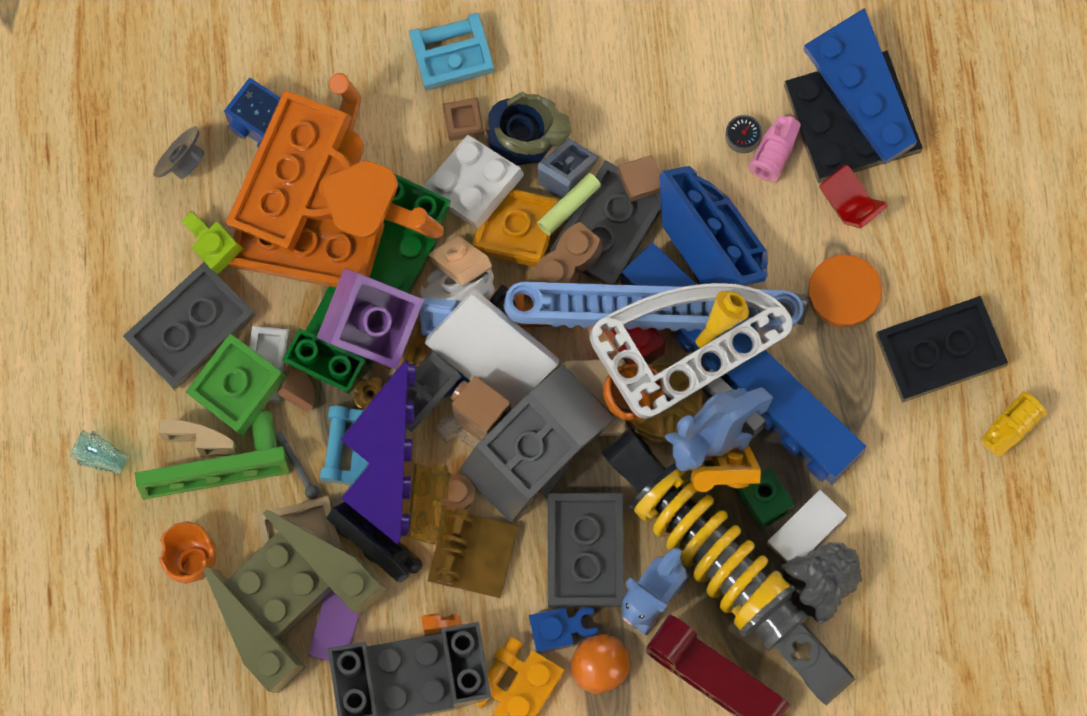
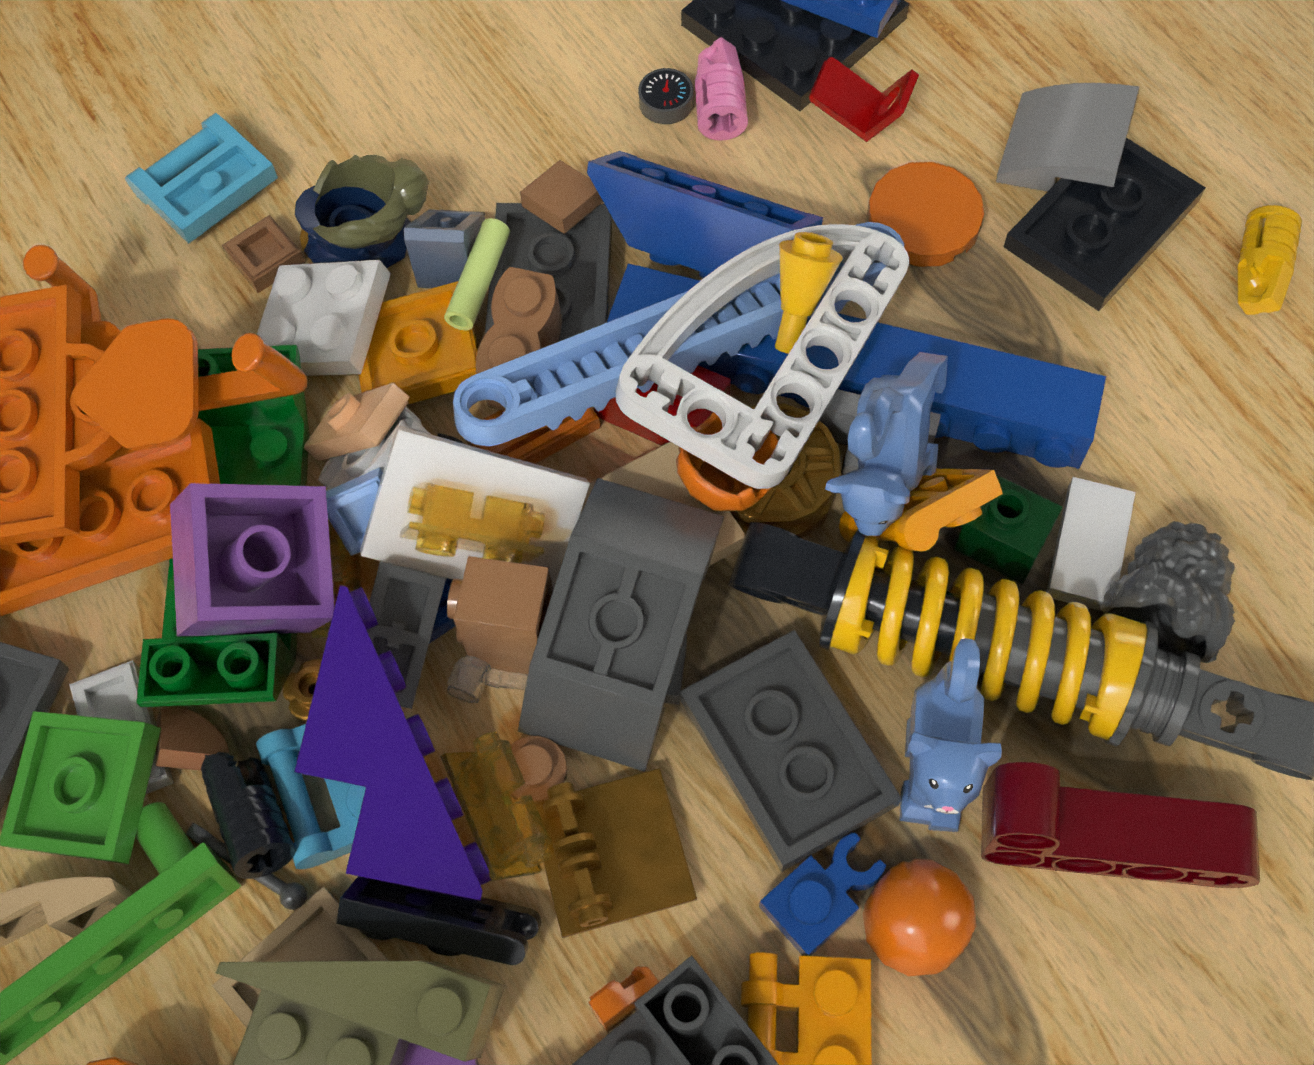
camera: 30 degrees left, 10 degrees down
(309, 441) = (247, 815): none -> black hinge
(474, 350) = (447, 525): none -> clear yellow hinge
(954, 287) = (1068, 134): none -> light grey slope

